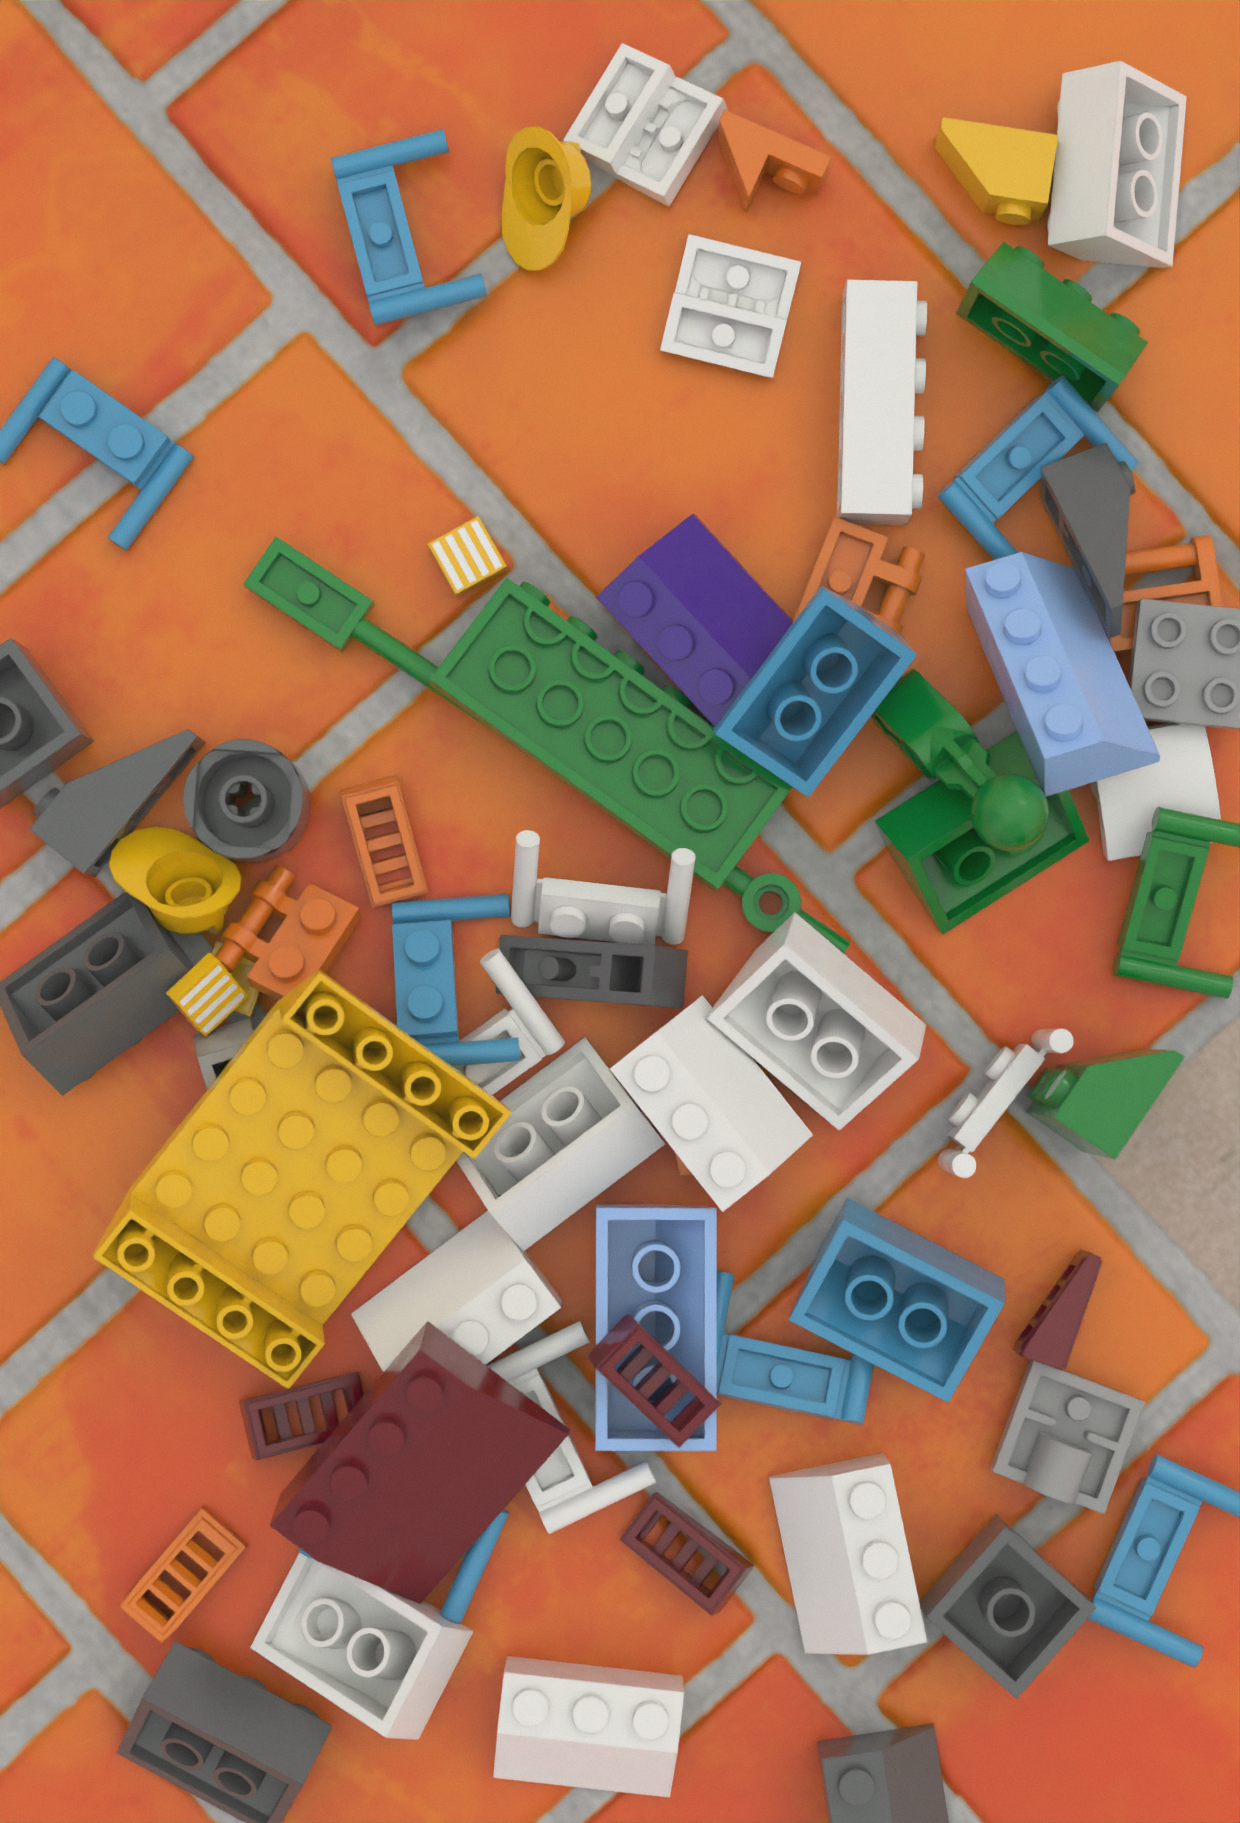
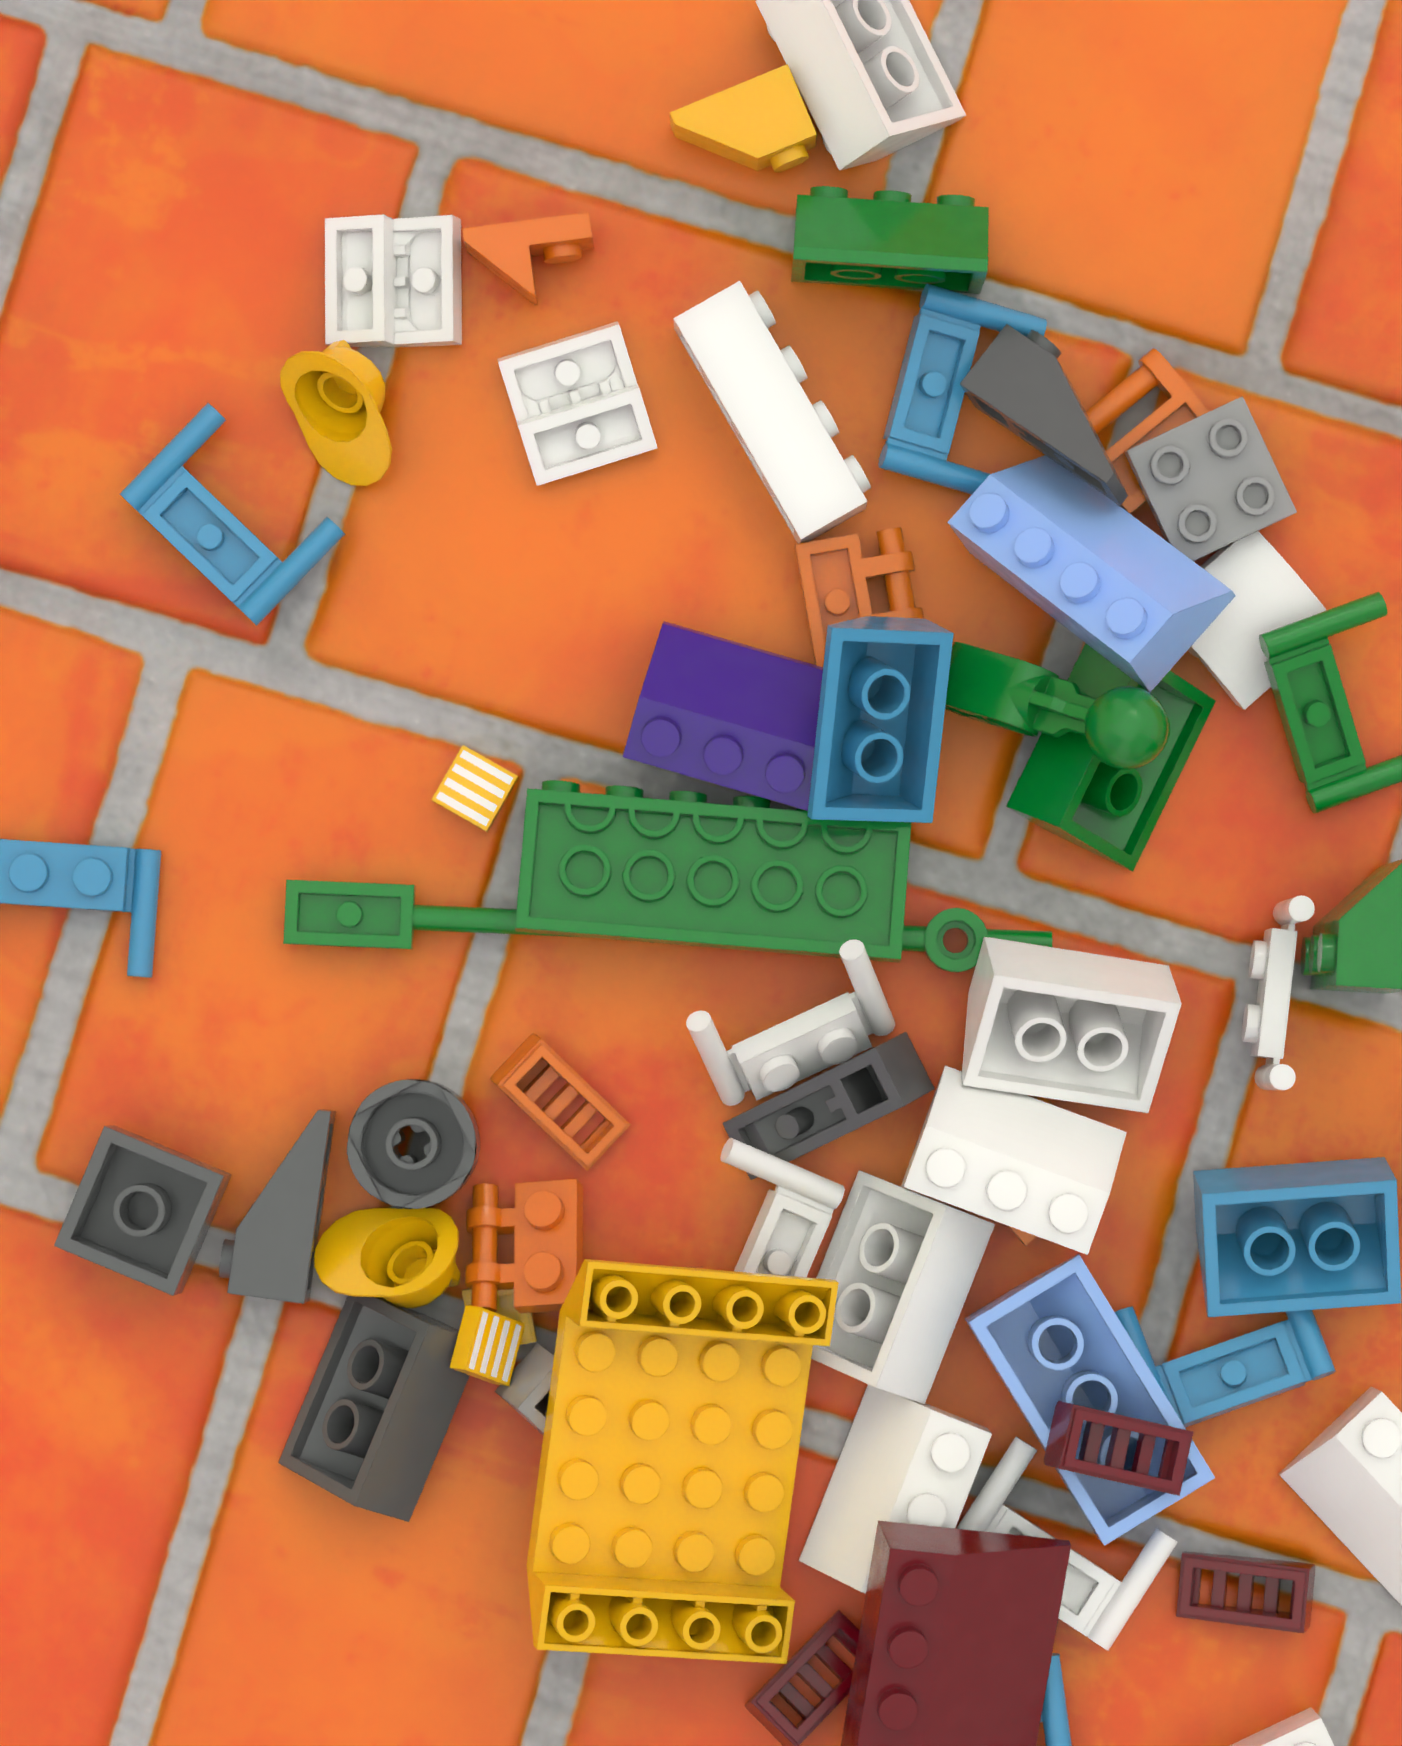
camera: 25 degrees left, 0 degrees up
(428, 981) = (679, 1202): dark azure plate -> none

